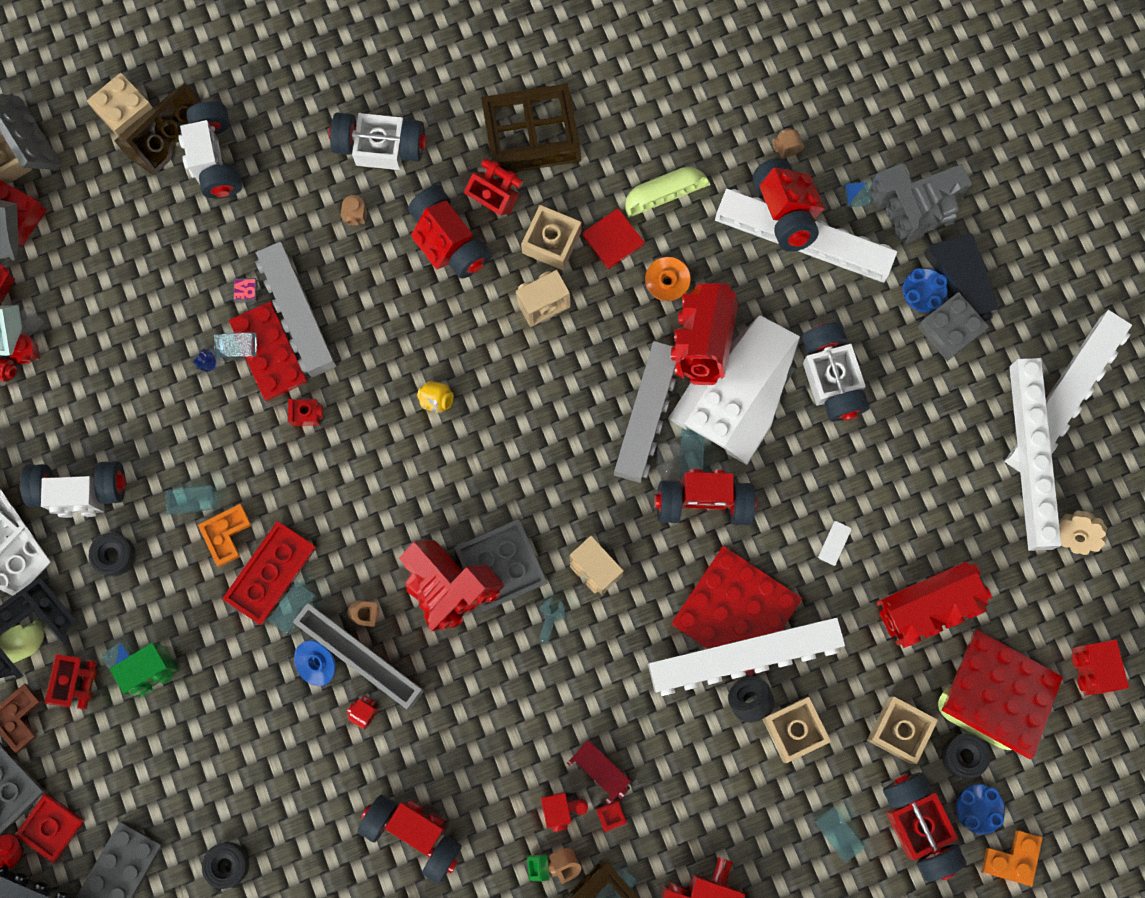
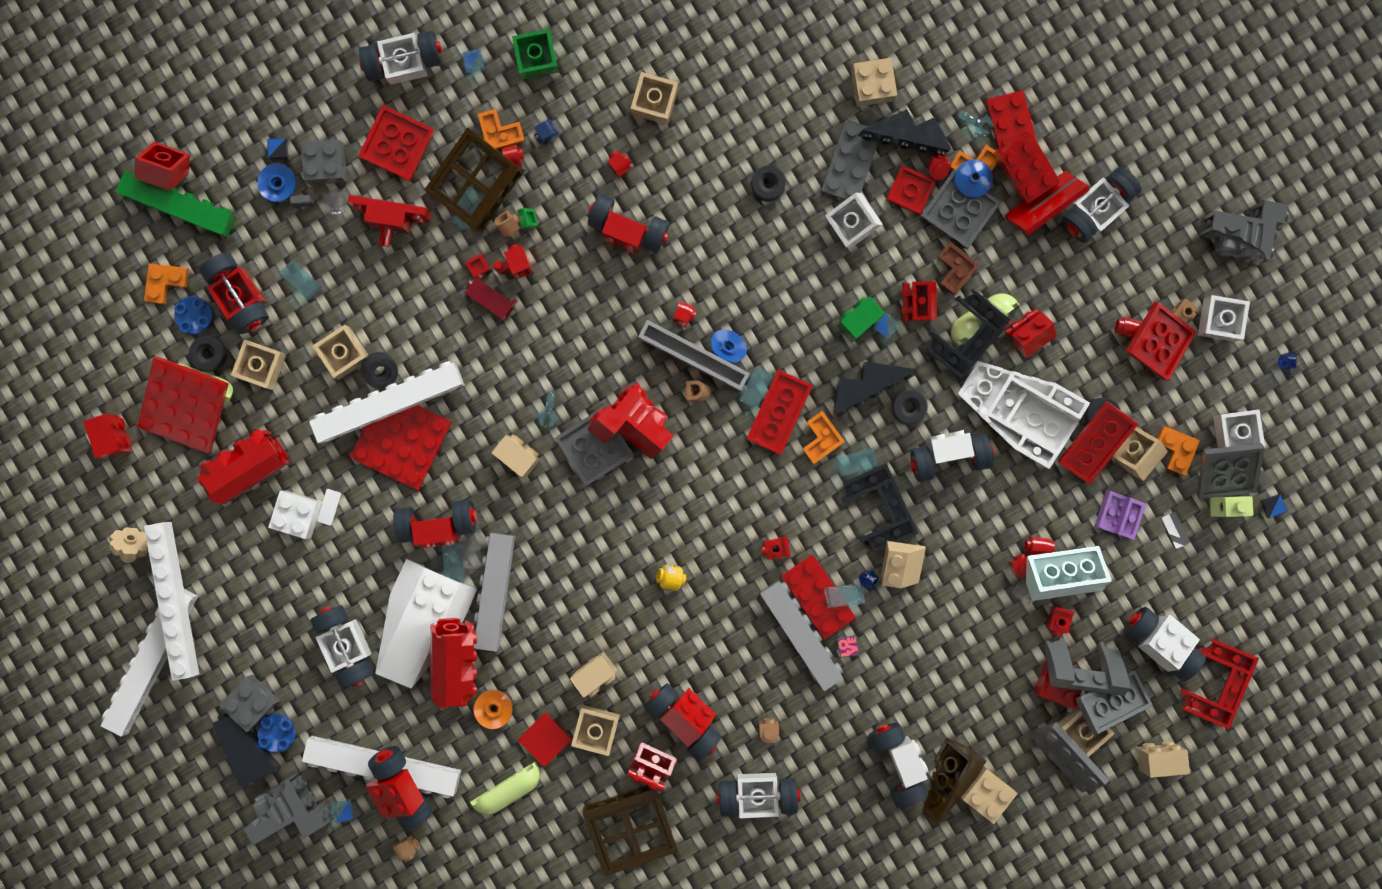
camera: 170 degrees right, 10 degrees up
(125, 797) = (853, 220): none -> white brick
(149, 592) = (873, 380): none -> black slope
(151, 416) = (902, 522): none -> black wedge
(162, 370) = (902, 564): none -> tan slope
(875, 538) = (295, 514): none -> white brick

